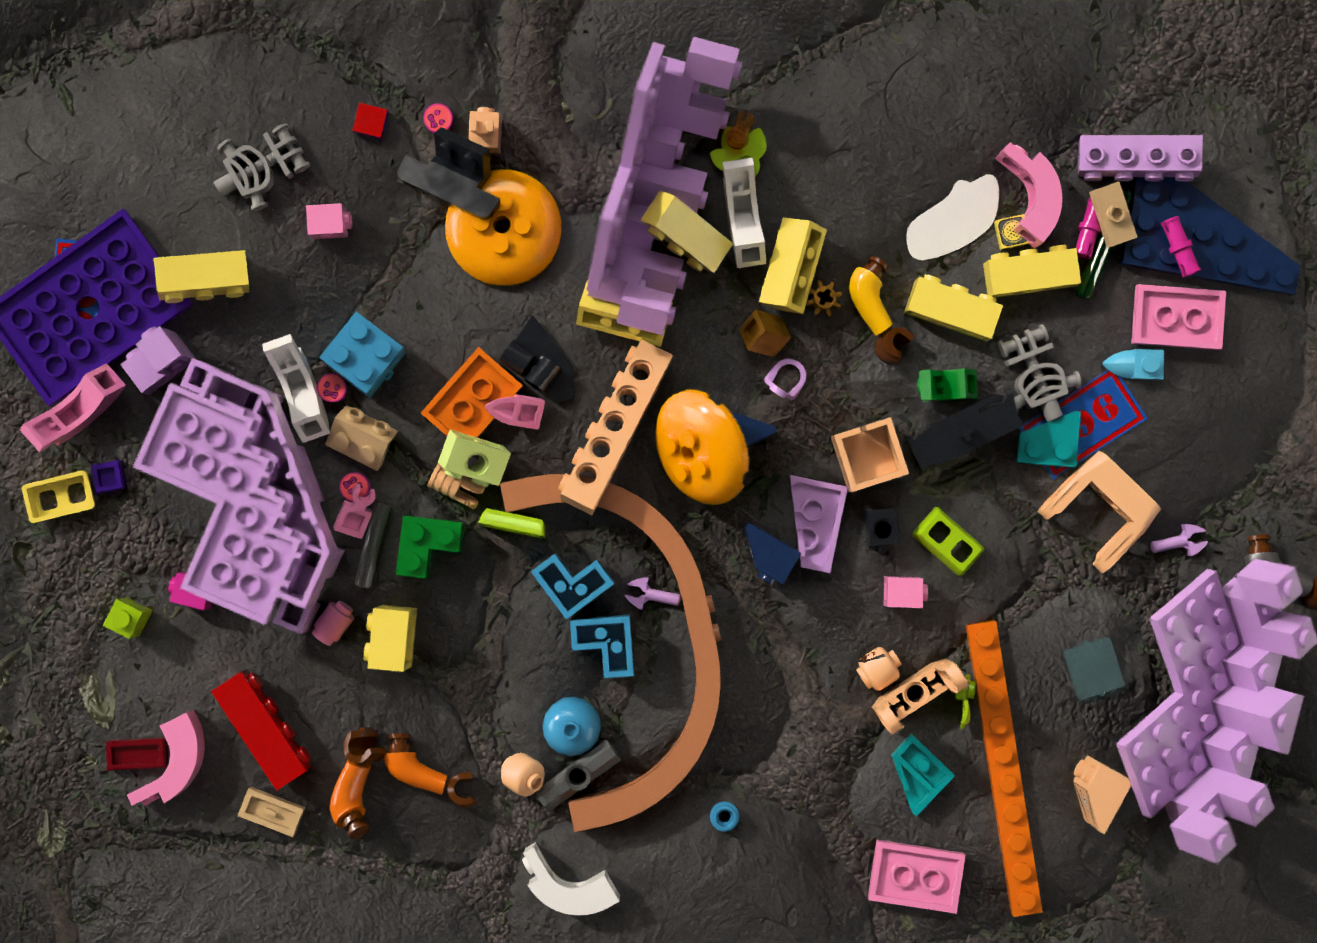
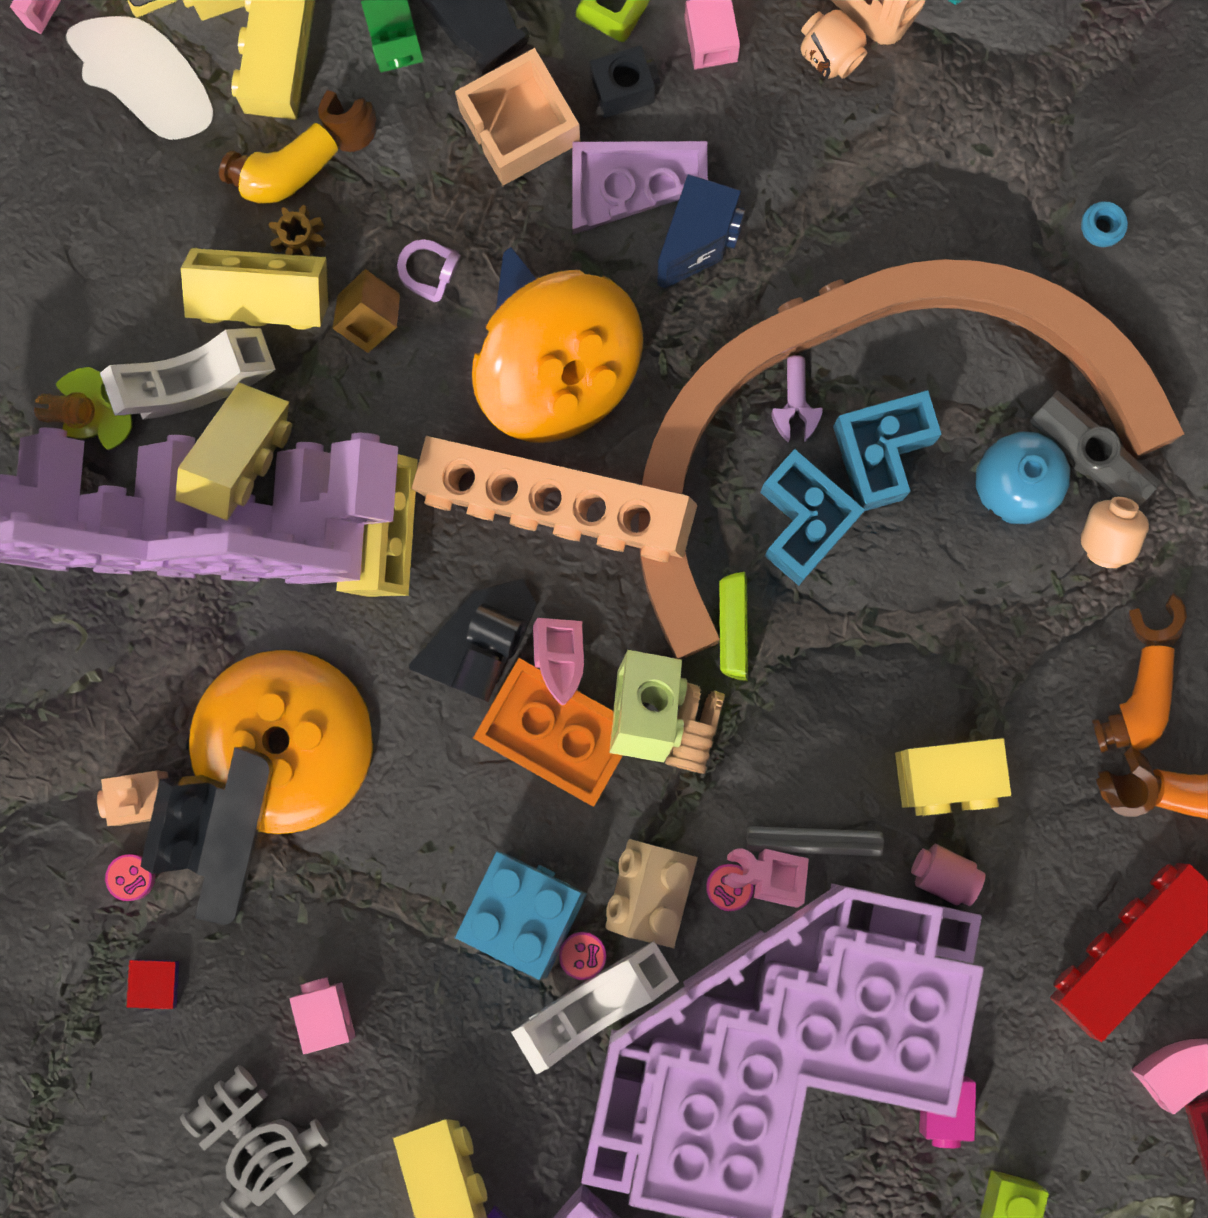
camera: 90 degrees left, 5 degrees down
(419, 539) = (785, 764): green brick -> none

